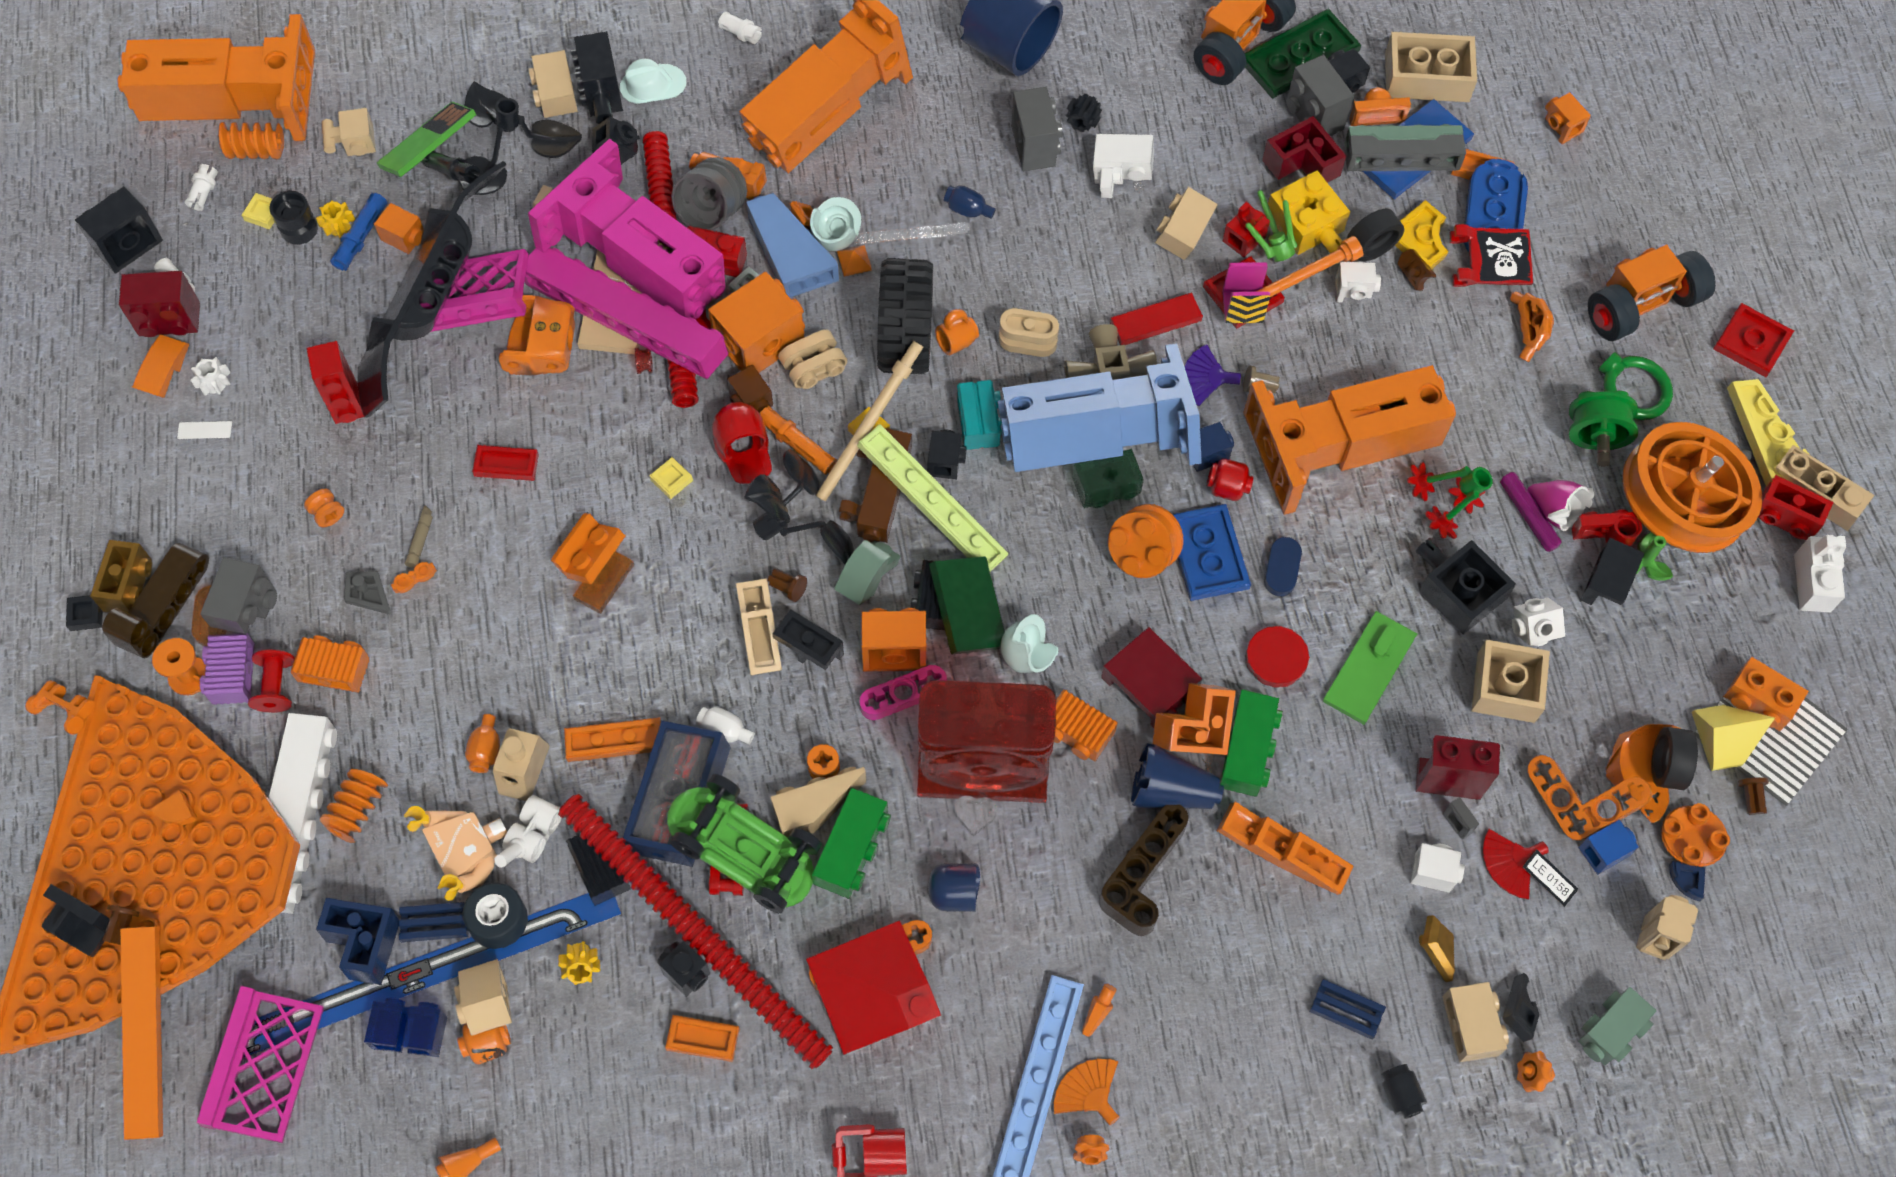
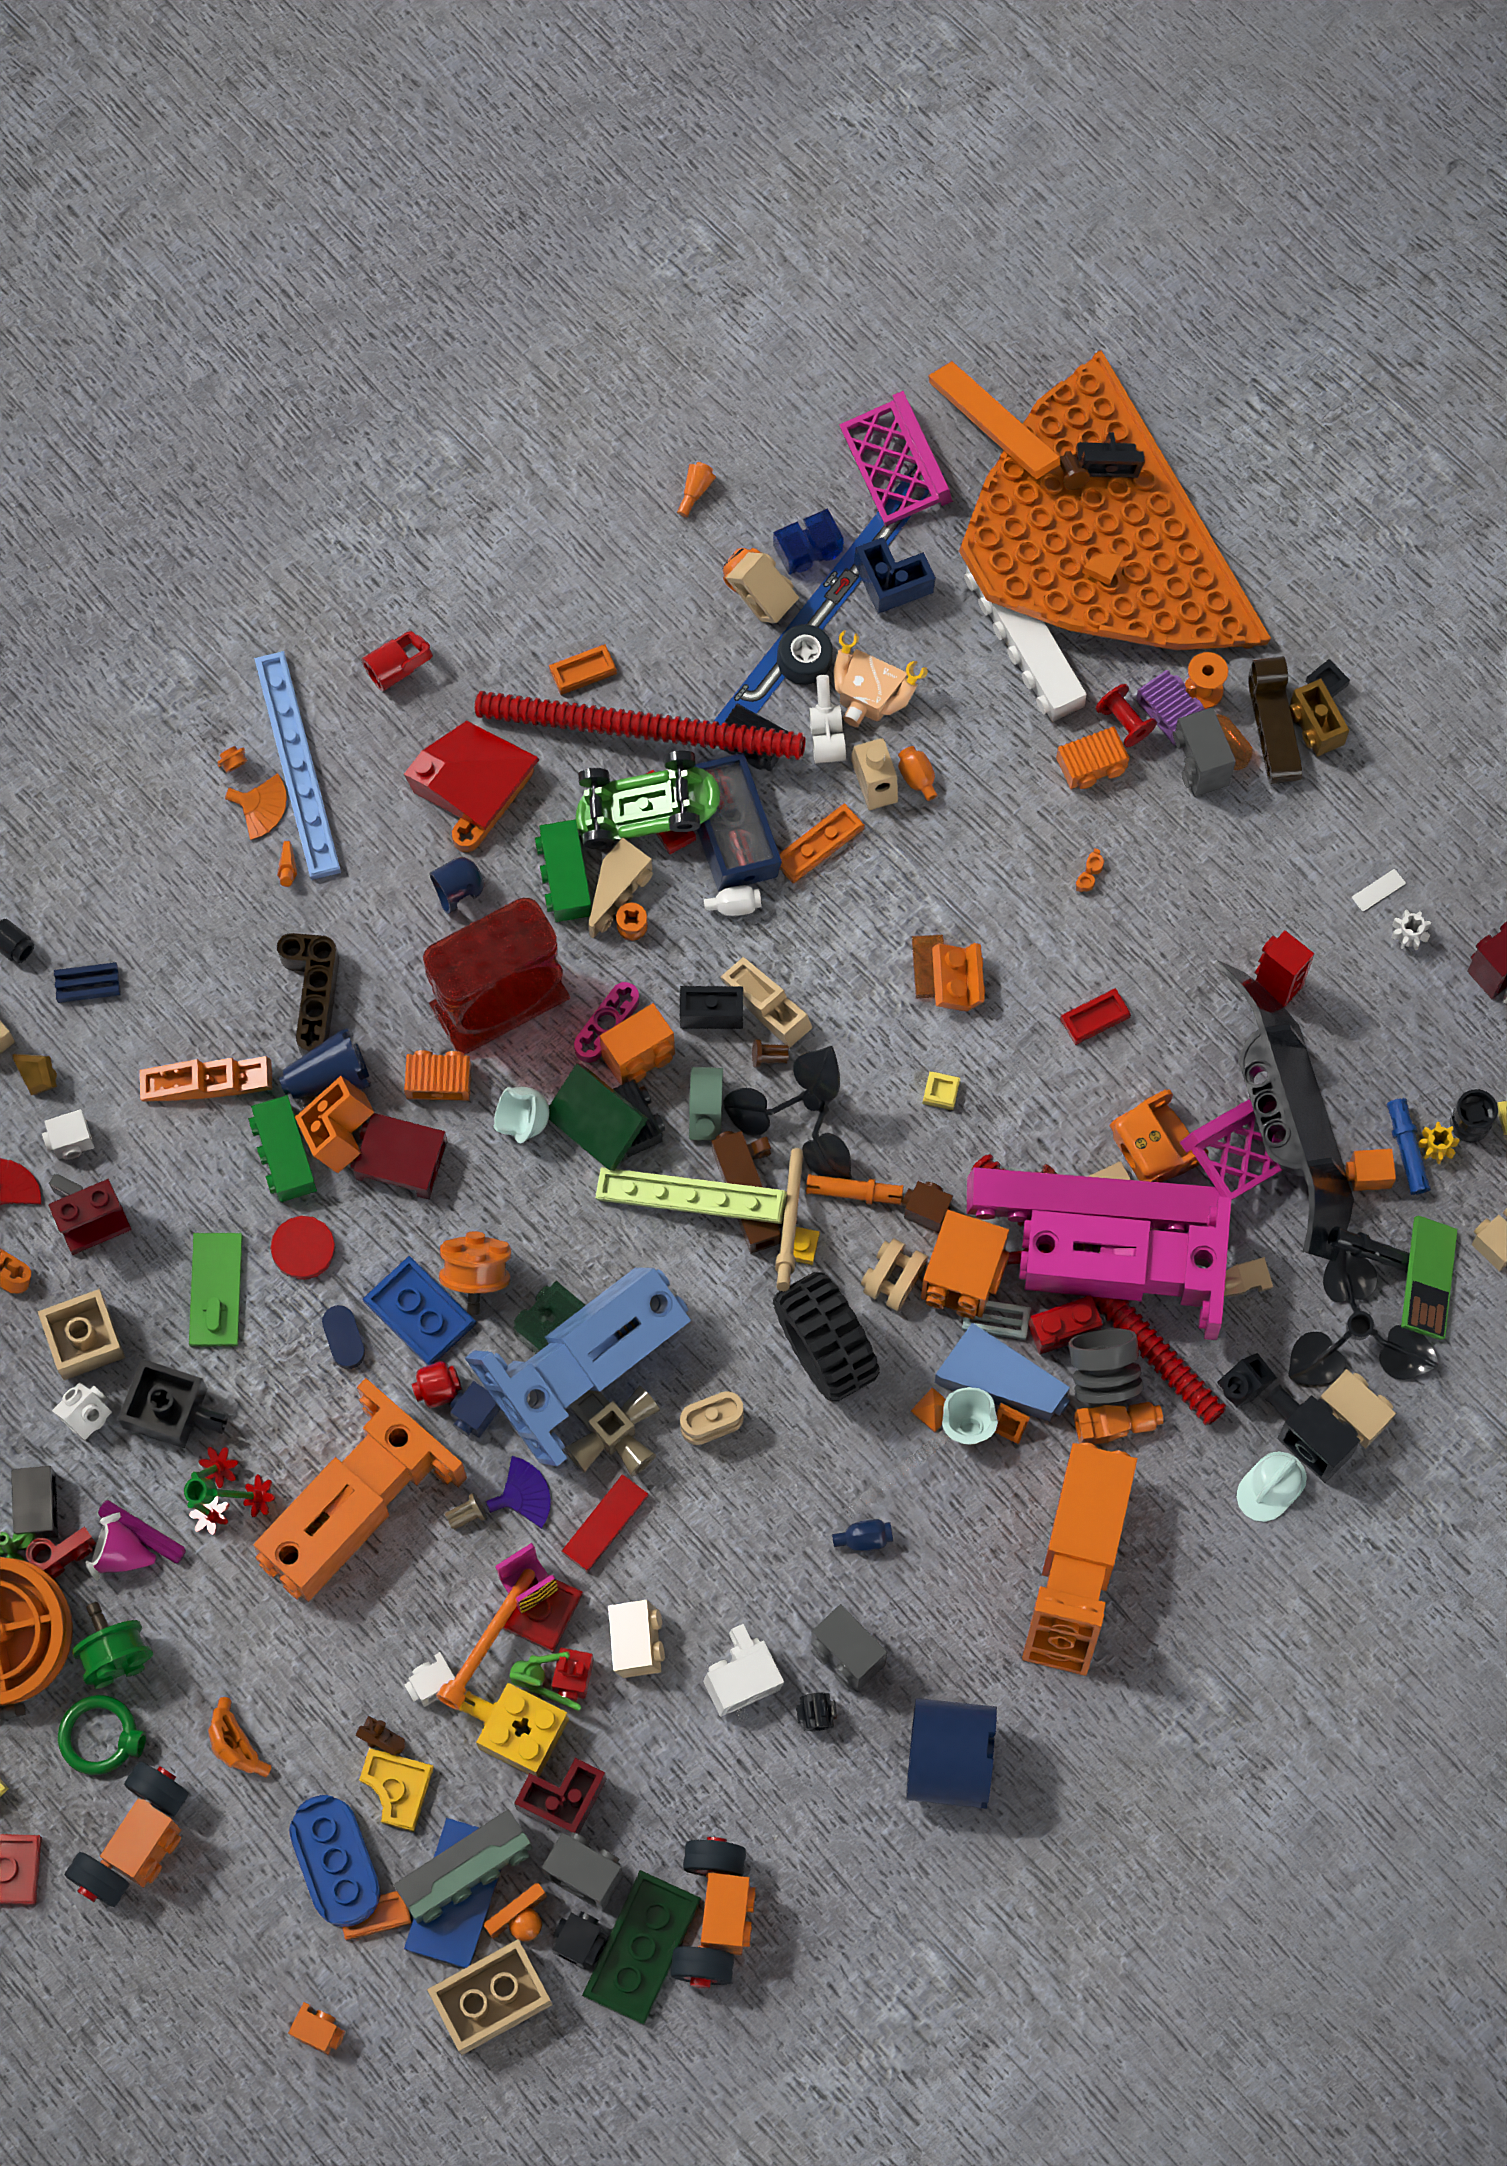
camera: 150 degrees right, 5 degrees up
(52, 694) = (1291, 605): orange piece -> none
(159, 364) = (1464, 914): orange slope -> none
(324, 508) = (1210, 878): orange wheel -> none
(351, 803) = (980, 666): orange piece -> none
(366, 591) = (1117, 836): dark grey piece -> none
(405, 923) = (850, 615): dark blue tile -> none
(419, 538) = (1113, 908): dark tan wheel -> none
(579, 963) = (713, 658): yellow gear -> none
(683, 967) = (630, 696): black brick -> none
(736, 422) = (898, 1151): red piece -> none
(743, 29) = (1232, 1600): white pin -> none
(945, 454) = (711, 1254): black brick -> none
(956, 332) = (780, 1383): orange piece -> none
(979, 414) = (709, 1313): teal brick -> none
(1377, 233) = (438, 1736): black tyre -> none
(1496, 256) = (308, 1798): flag -> none

